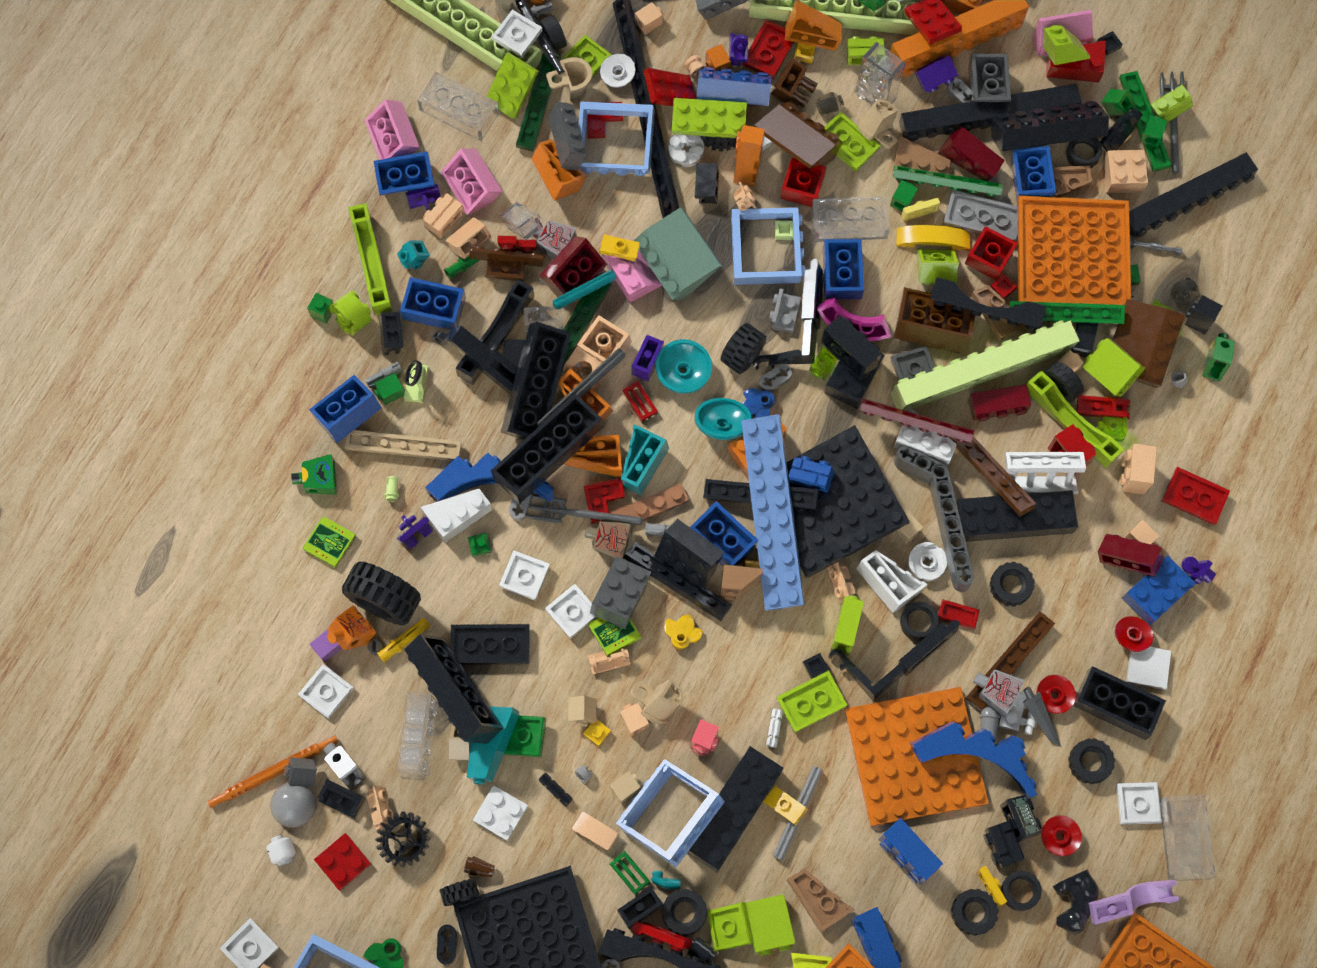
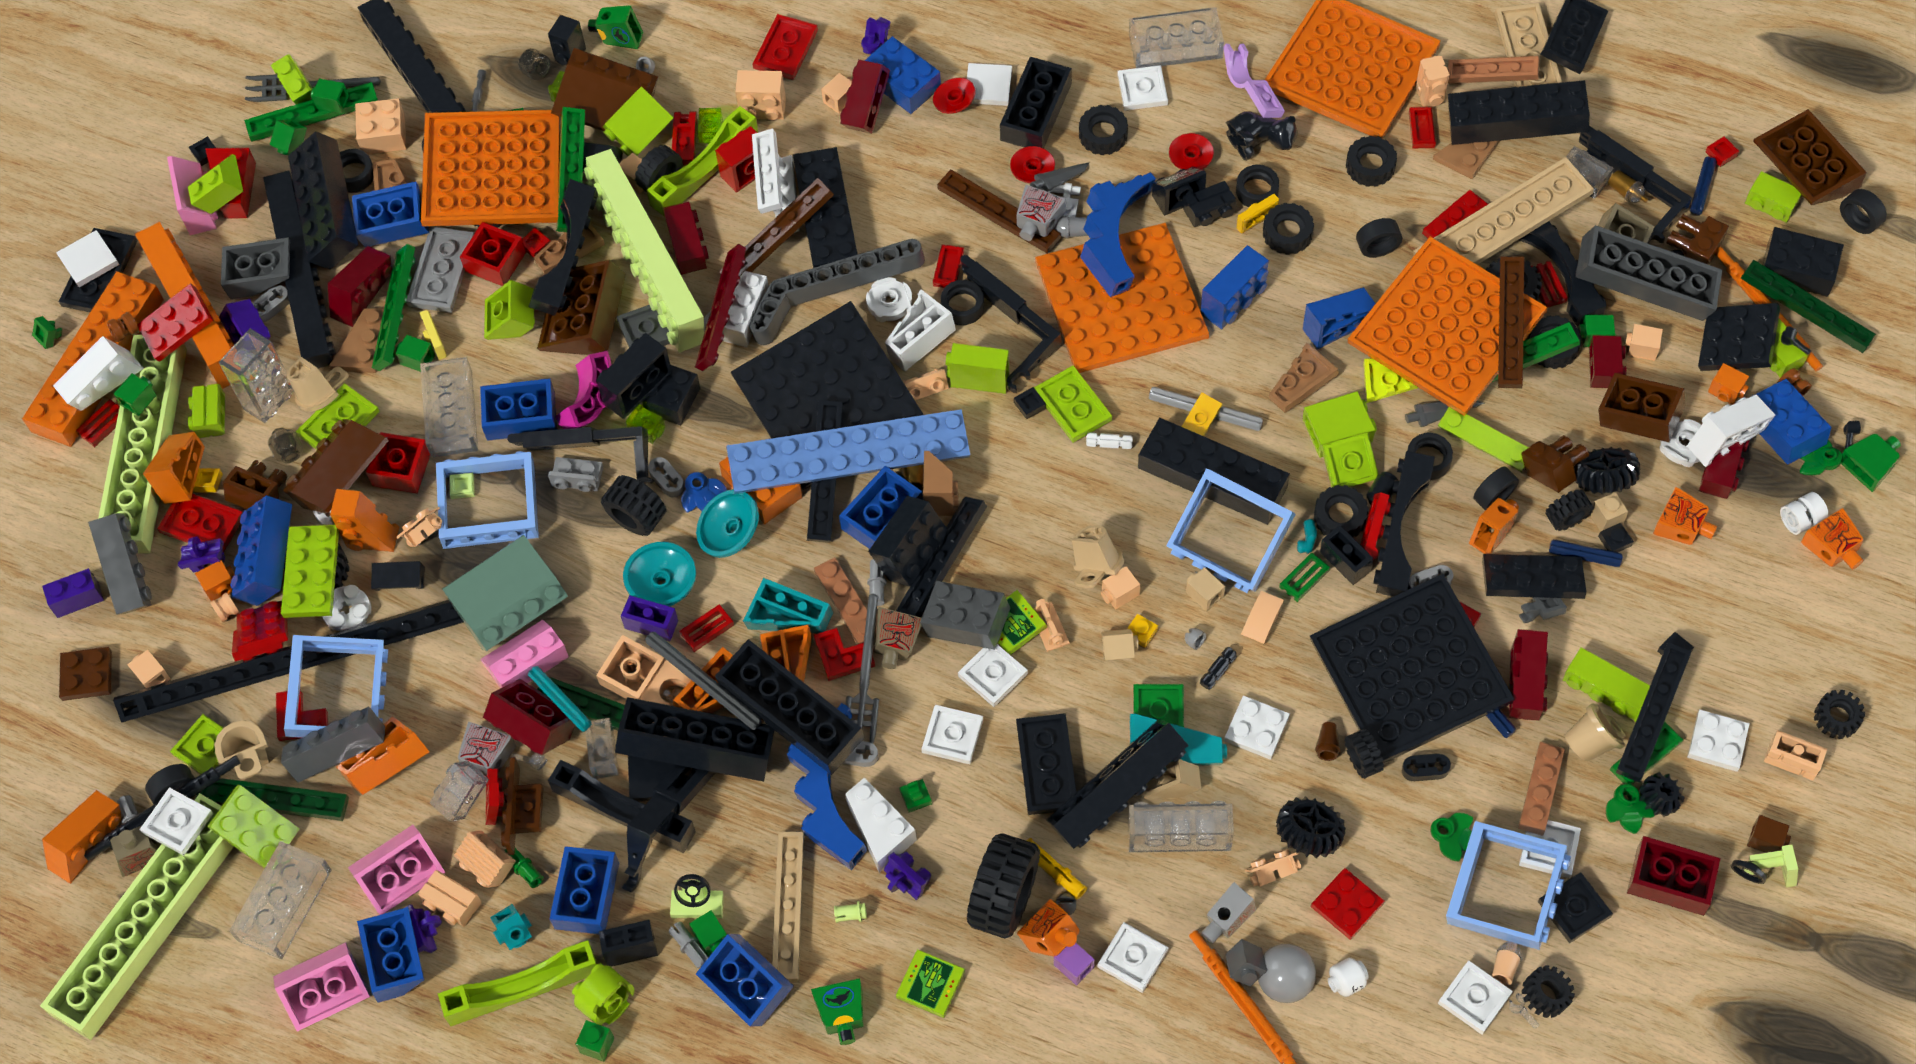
camera: 90 degrees left, 10 degrees down
(341, 799) = (1270, 914): black hinge -> none
(614, 64) = (224, 691): white dish -> none
(619, 247) = (500, 658): yellow plate -> none
(683, 629) = (1001, 549): yellow plate -> none
(705, 738) = (1135, 504): coral brick -> none
(811, 474) = (798, 410): blue brick -> none
(933, 235) = (469, 321): yellow slope -> none
(1001, 594) = (902, 199): black tyre -> none
(1121, 130) = (316, 123): black hinge -> none

